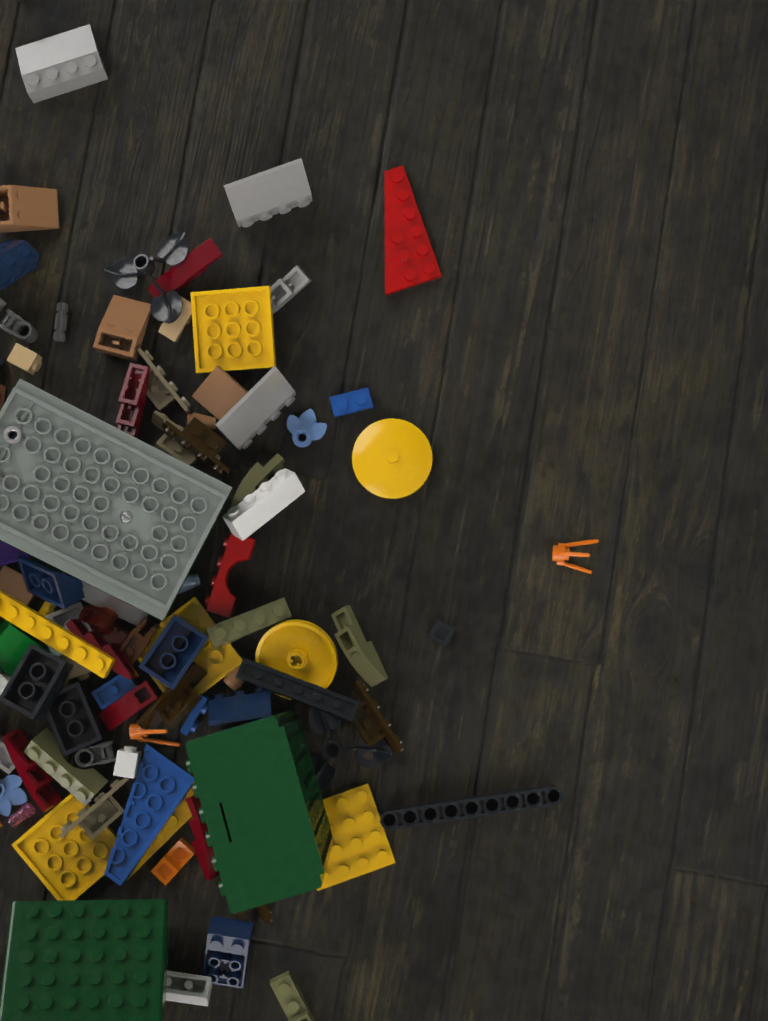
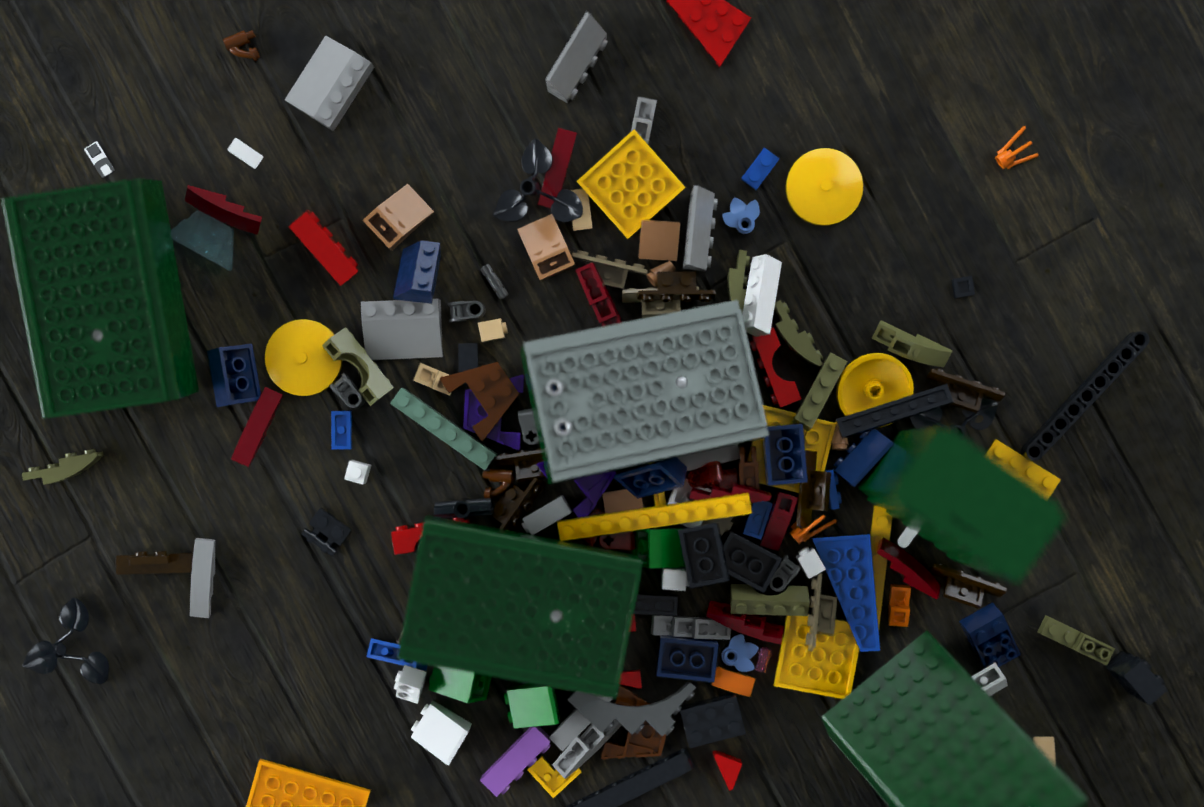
camera: 35 degrees left, 5 degrees up
(267, 570) = (800, 342): none -> olive slope

